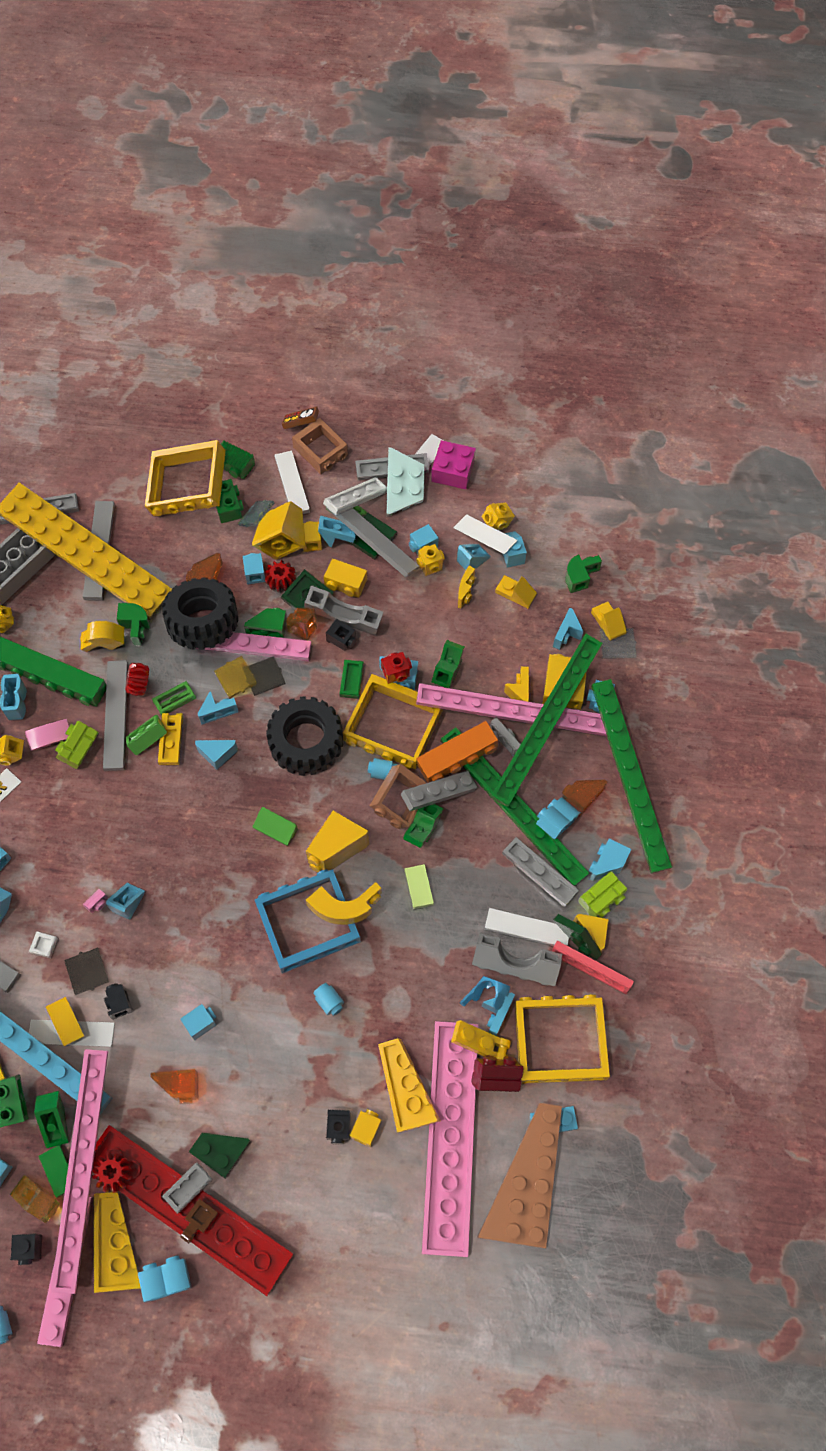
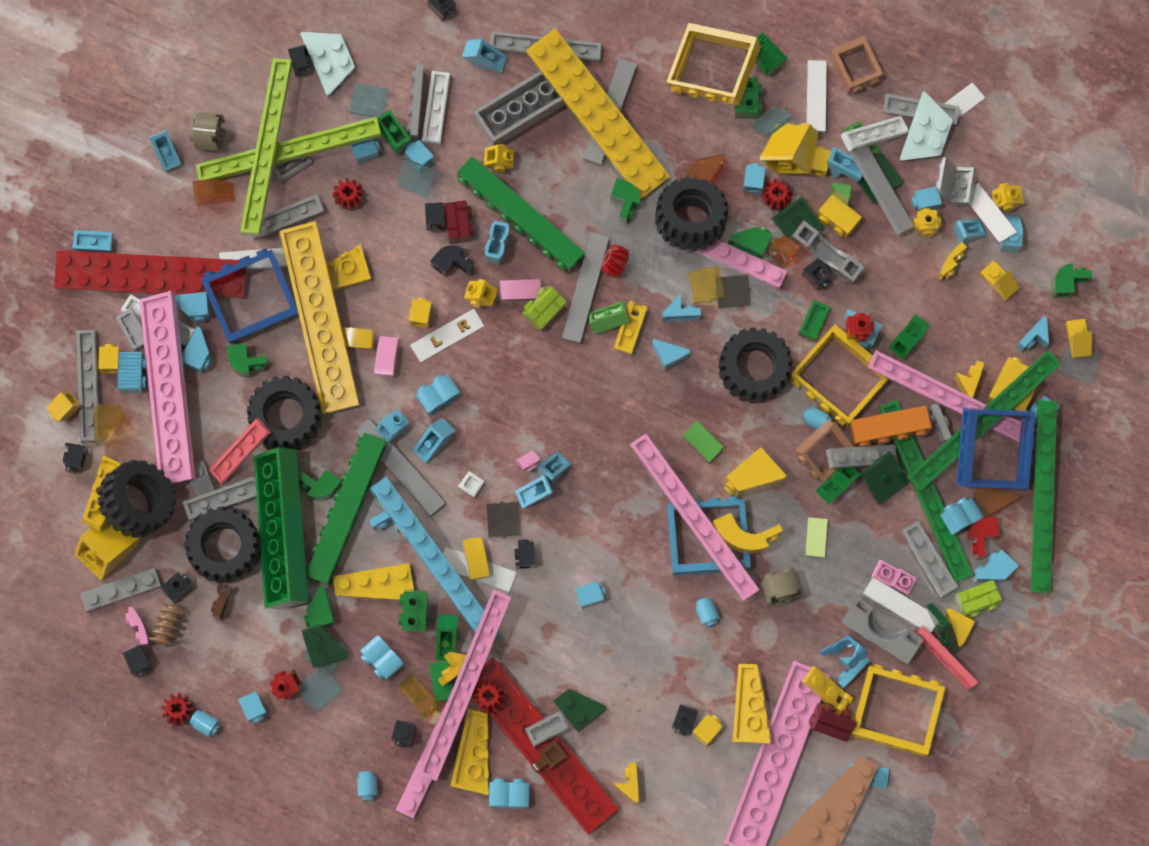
camera: 15 degrees right, 10 degrees up
(62, 1159) = (456, 661): none -> yellow slope
(102, 634) = (592, 204): yellow brick -> none
(111, 930) = (534, 492): none -> medium azure slope
(175, 701) = (643, 295): bright green tile -> none
(179, 1084) = (559, 642): clear orange slope -> none
(287, 905) = (694, 517): none -> bright pink plate
(300, 418) = (845, 28): dark orange tile -> none
(300, 1225) = (630, 789): none -> yellow slope
(339, 552) = (841, 191): none -> bright green slope
(399, 948) = (782, 588): none -> dark tan brick
(446, 518) = (955, 183): none -> light grey bracket
(453, 464) = (982, 126): dark pink brick -> none
(467, 805) = (884, 478): none -> dark green plate
(512, 902) = (893, 577): none -> bright pink slope
(540, 746) = (967, 444): none -> blue window
(581, 828) = (979, 531): none -> red brick

